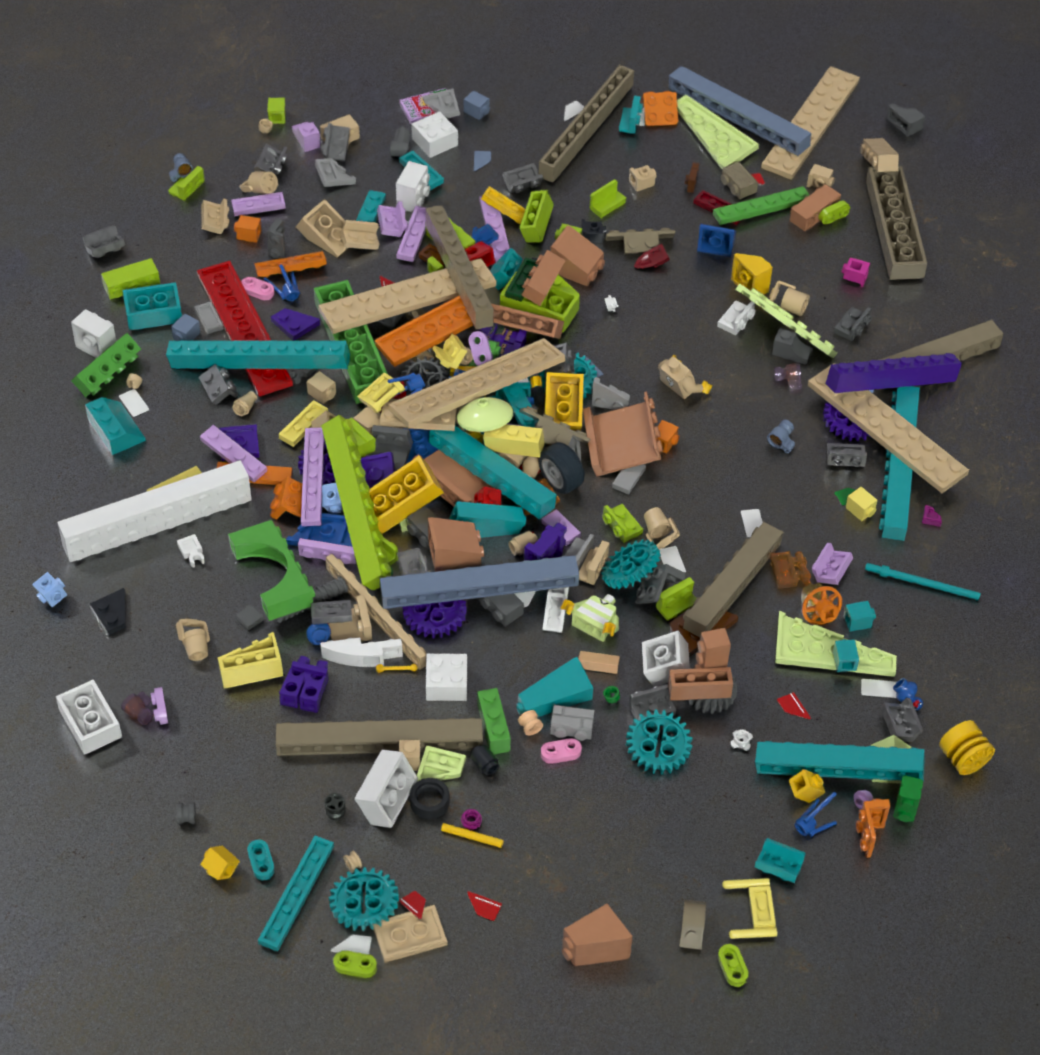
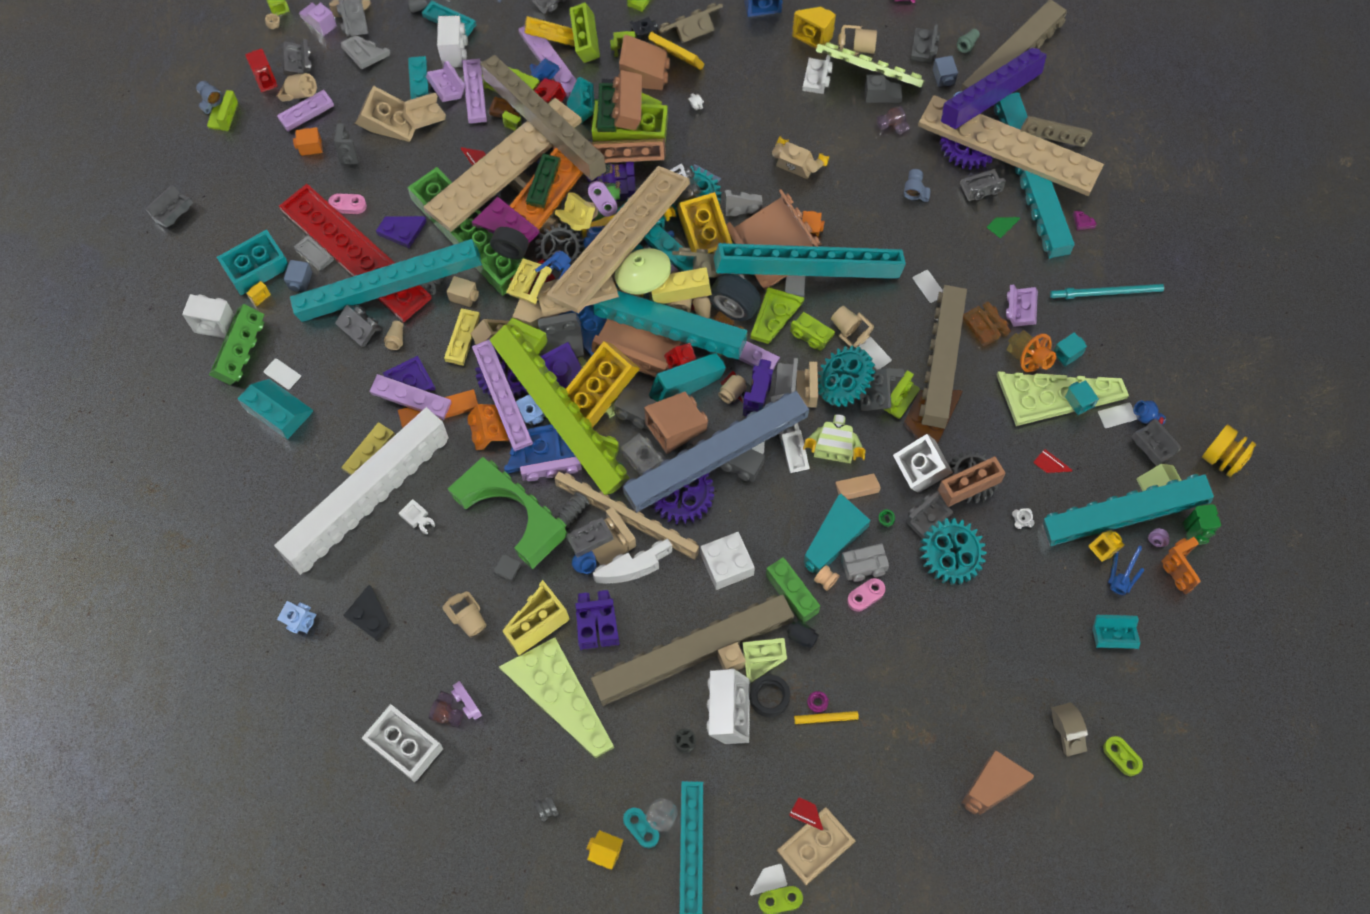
camera: 20 degrees left, 15 degrees up
(130, 277) = (216, 238): lime brick -> none
(134, 381) = (272, 350): tan hinge -> none
(144, 332) = (258, 293): none -> yellow plate
(215, 216) = (268, 139): tan bracket -> none
(235, 159) = (261, 70): none -> red brick
(243, 728) = (555, 688): none -> yellowish green wing
(283, 854) = (661, 814): none -> clear head
(289, 291) = (381, 195): blue plant -> none
(293, 263) = (368, 166): orange plate -> none
(352, 861) = (729, 793): tan bush -> none
(378, 355) = (509, 243): none -> black tyre
(380, 668) = (657, 573): yellow hinge -> none
(383, 899) = (777, 822): teal gear -> none
(384, 339) = (502, 215): none -> magenta wing
(434, 318) = (543, 181): none -> dark green tile
(484, 906) = (870, 786): red sticker -> none
(594, 496) = (774, 314): none -> lime wing
(612, 256) = (676, 51): none -> yellow tile
(644, 458) = (808, 261): none -> teal brick
(652, 257) = (712, 39): dark red plate -> none
(713, 649) = (975, 448): nougat brick -> none
(761, 908) = (1120, 686): light yellow plate -> none
(859, 349) = (945, 71): none -> sand blue brick
(861, 504) = (1019, 231): light yellow brick -> none
(895, 332) = (966, 42): none -> sand green cone
(938, 430) = (1056, 131): none -> dark tan bracket

